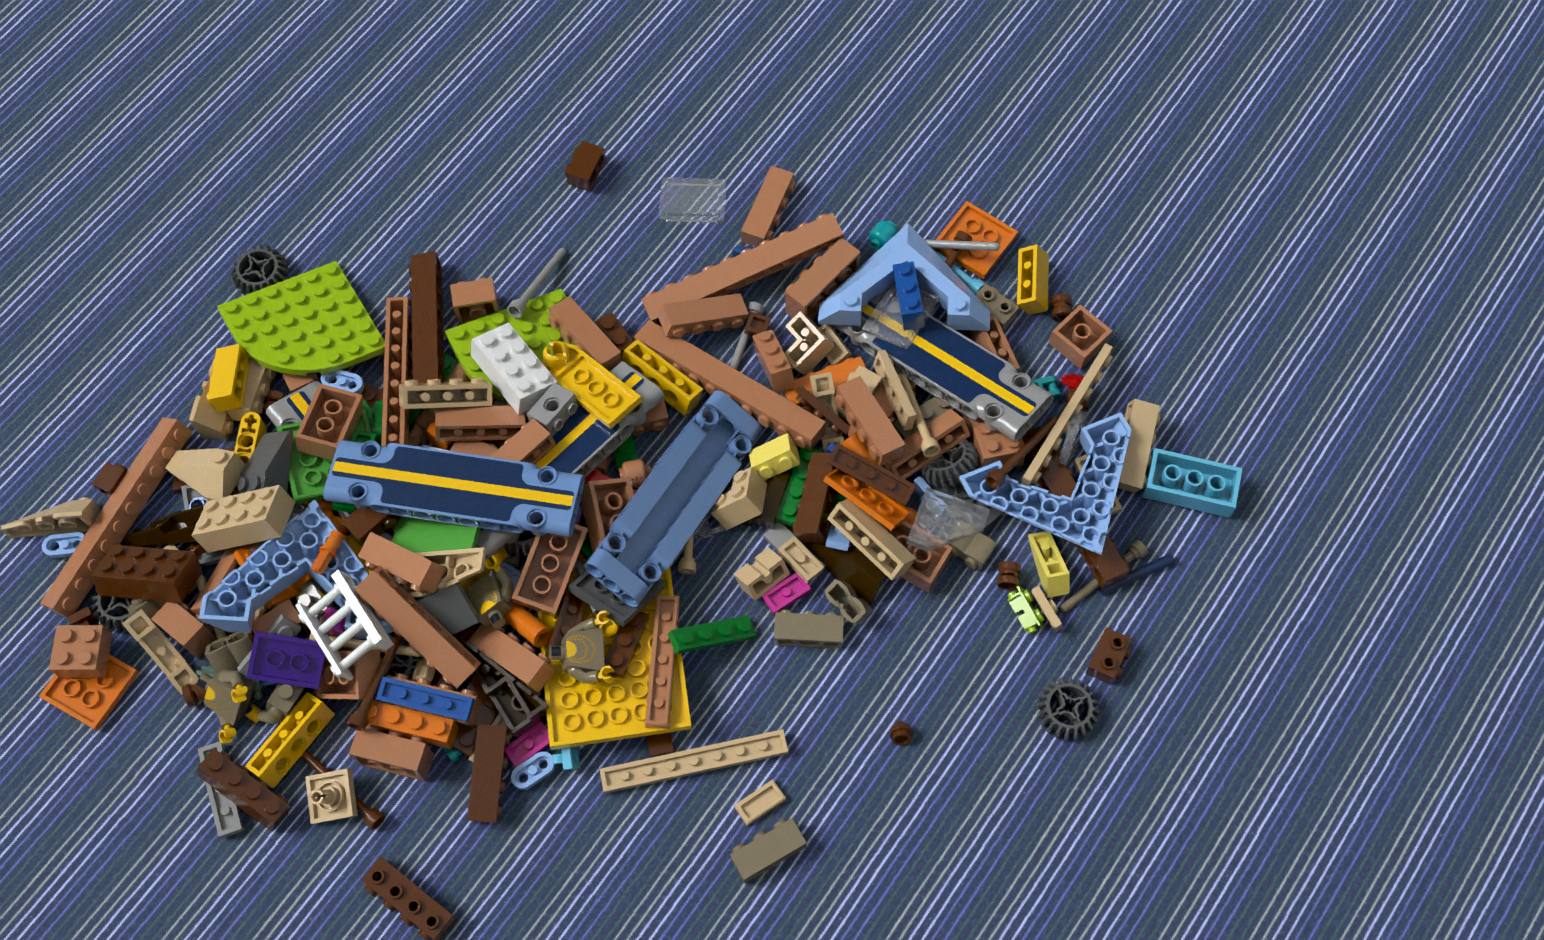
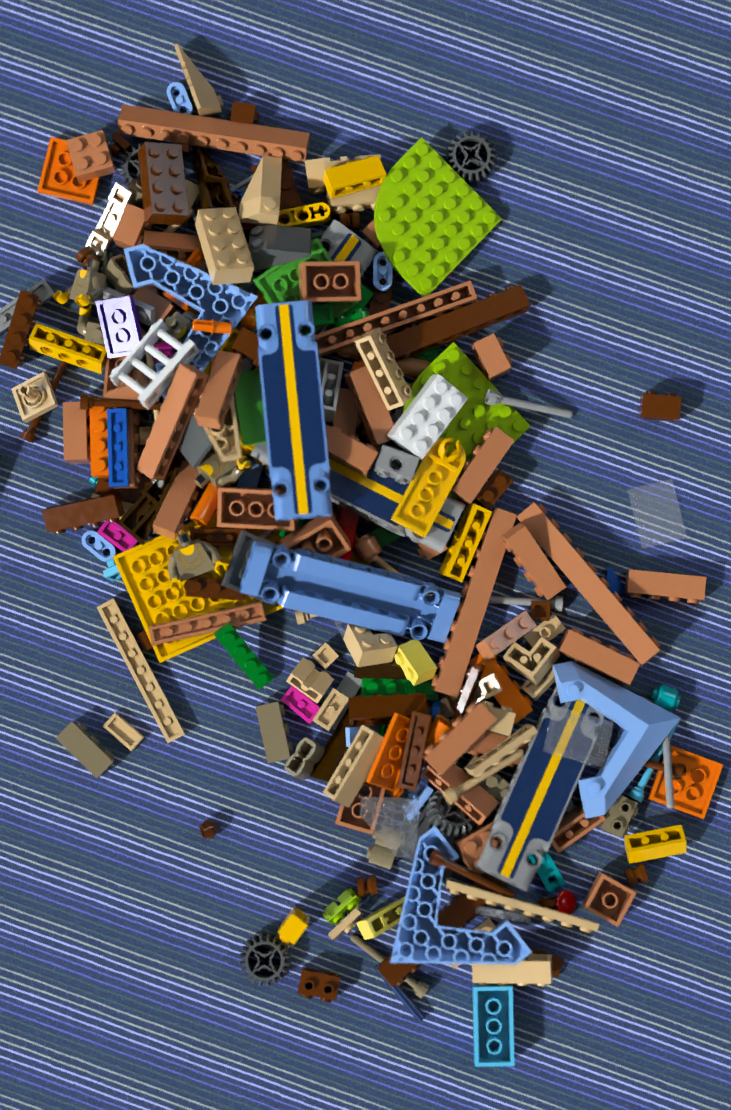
camera: 80 degrees right, 20 degrees up
(739, 553) = (325, 655): none -> tan plate
(778, 325) = (546, 630): none -> tan plate
(908, 296) = (593, 740): blue brick -> none
(1035, 657) = (293, 925): none -> yellow brick

